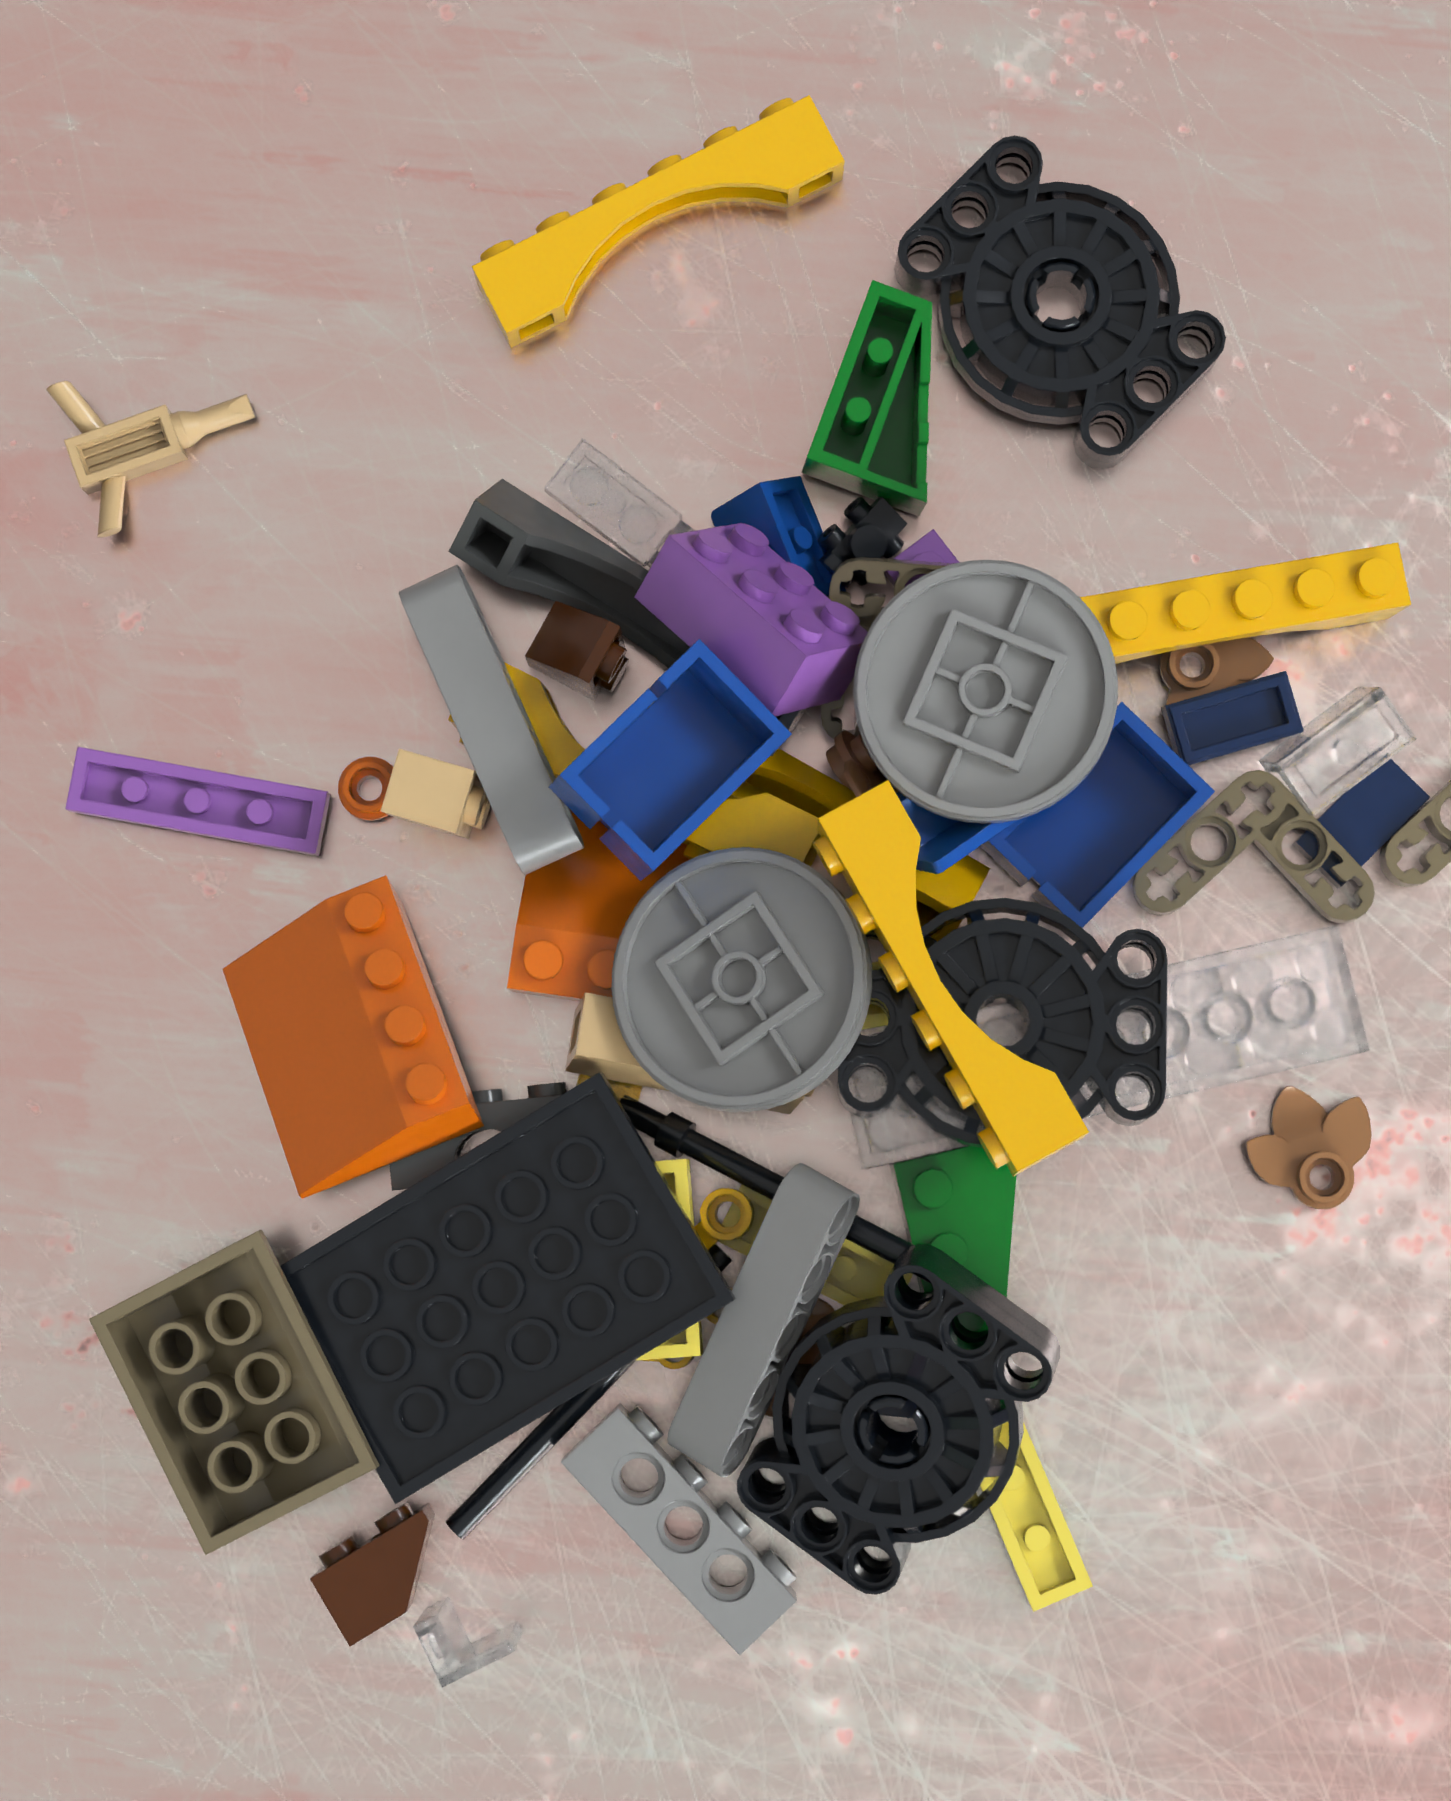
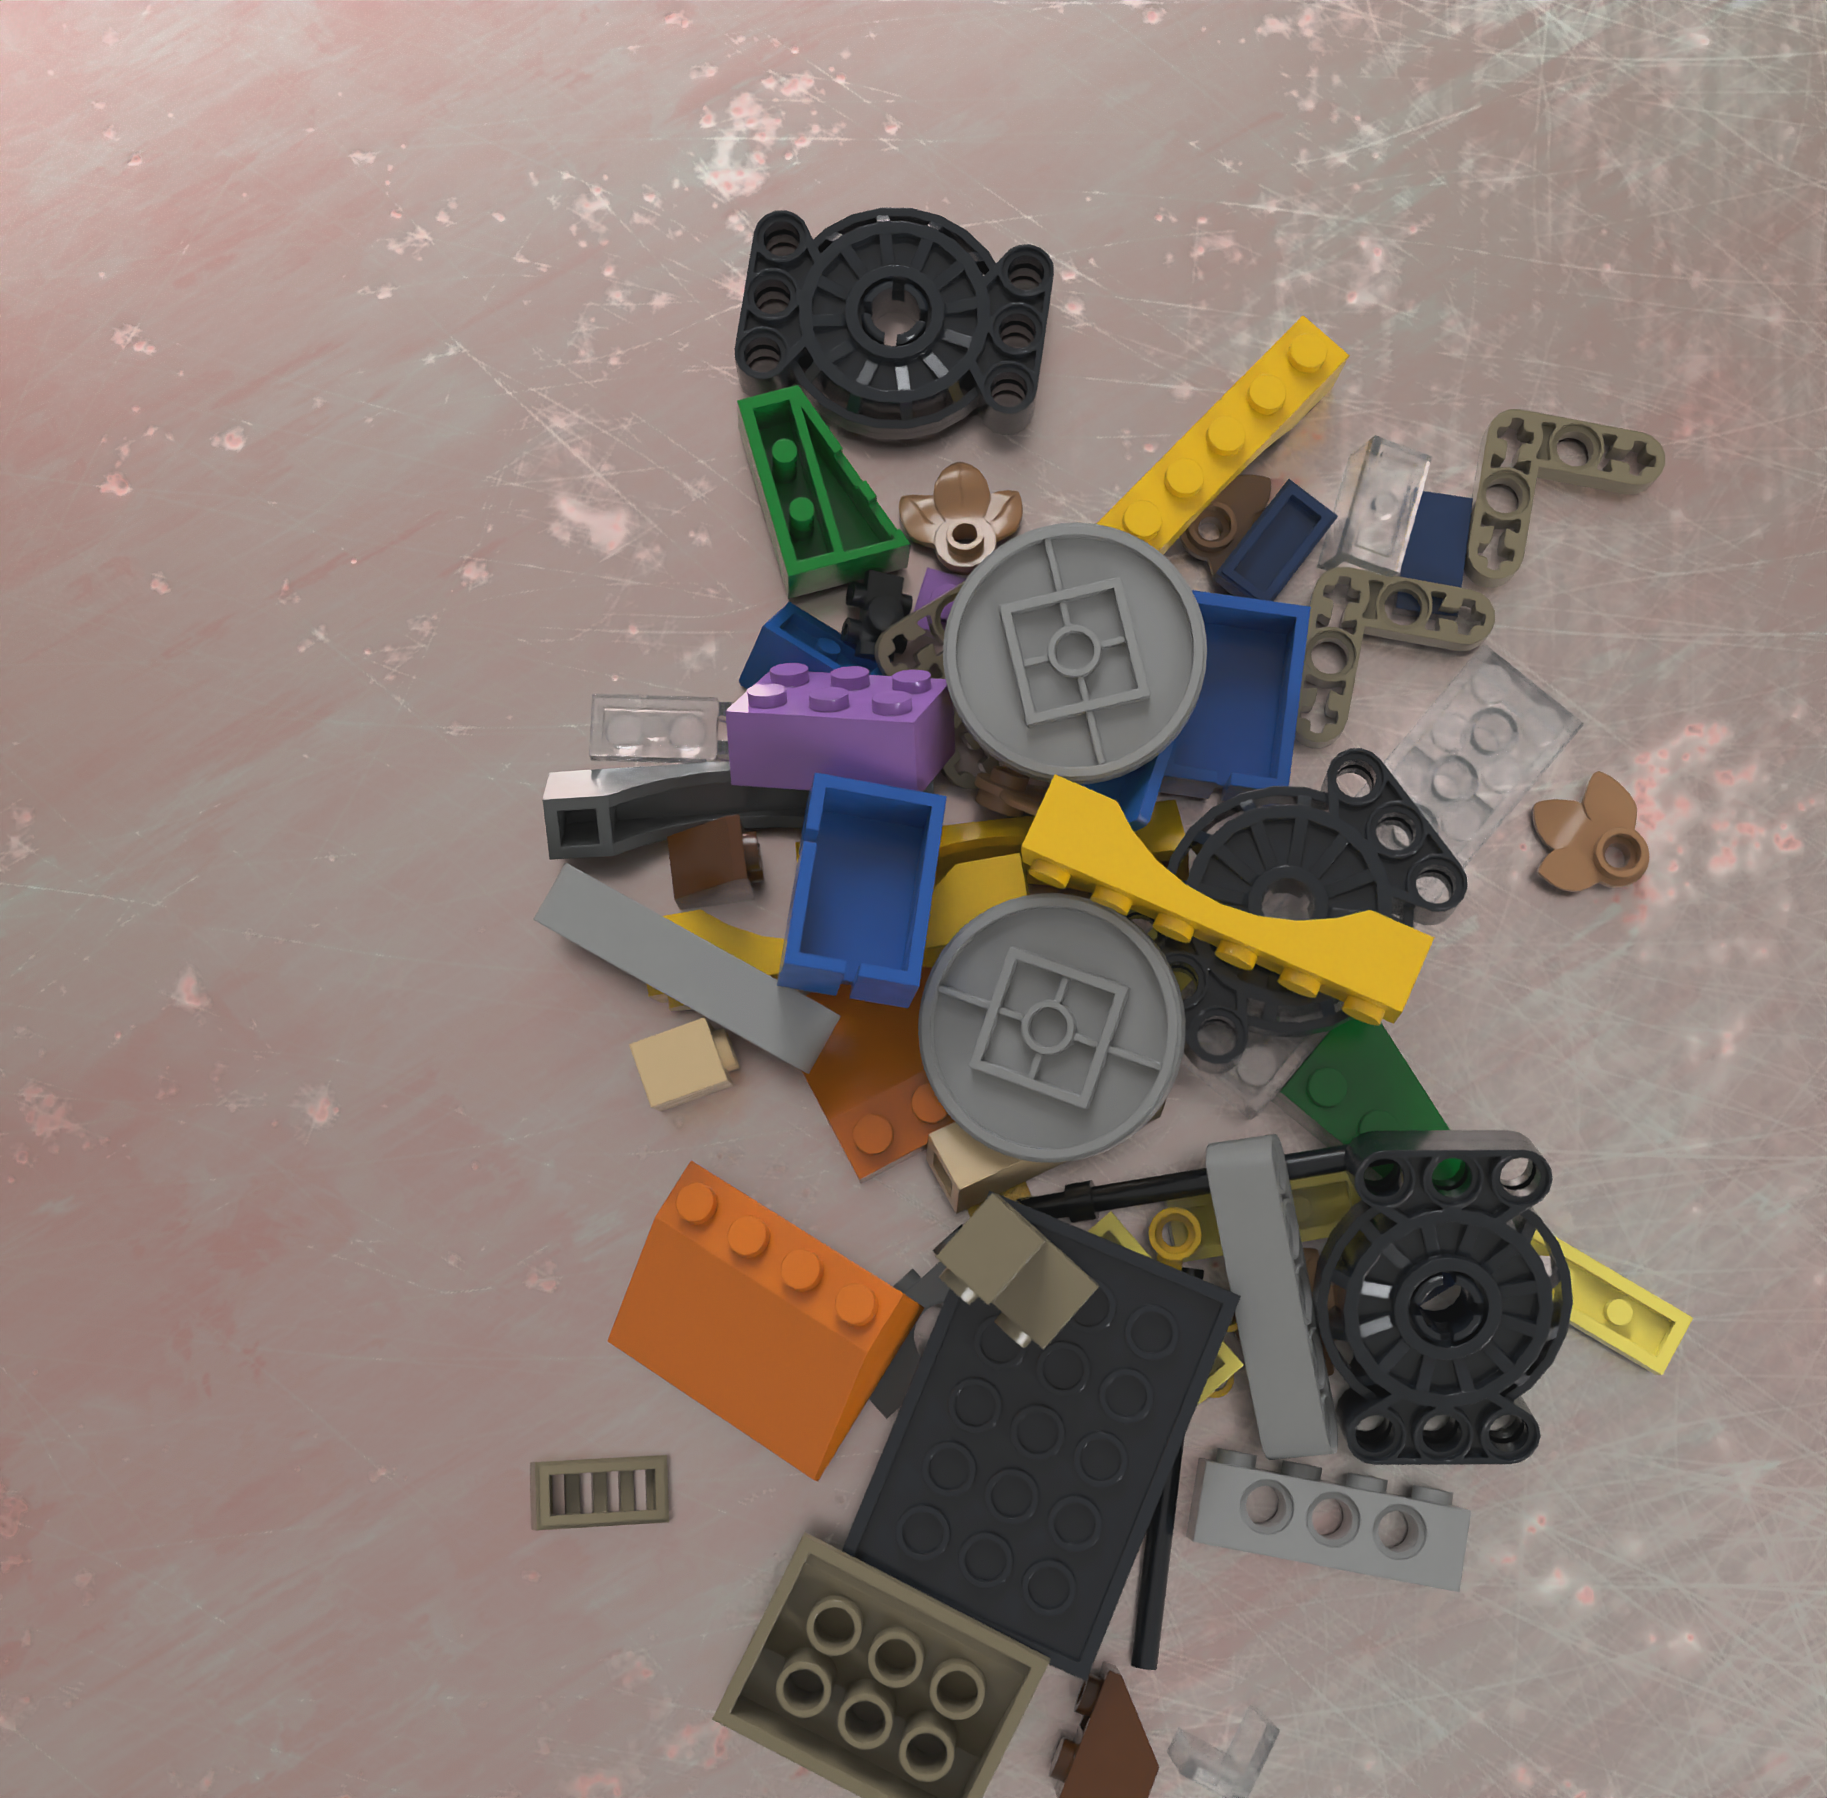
camera: 40 degrees left, 5 degrees down
(88, 1047) = (542, 1494): none -> dark tan slope
(135, 445) = (222, 963): tan piece -> none
(198, 801) = (486, 1216): medium lavender plate -> none
(350, 784) = (602, 1100): orange plate -> none
(571, 1149) = (1017, 1271): none -> dark tan brick
(768, 162) = (583, 373): yellow arch -> none
(997, 499) = (961, 511): none -> medium nougat plate

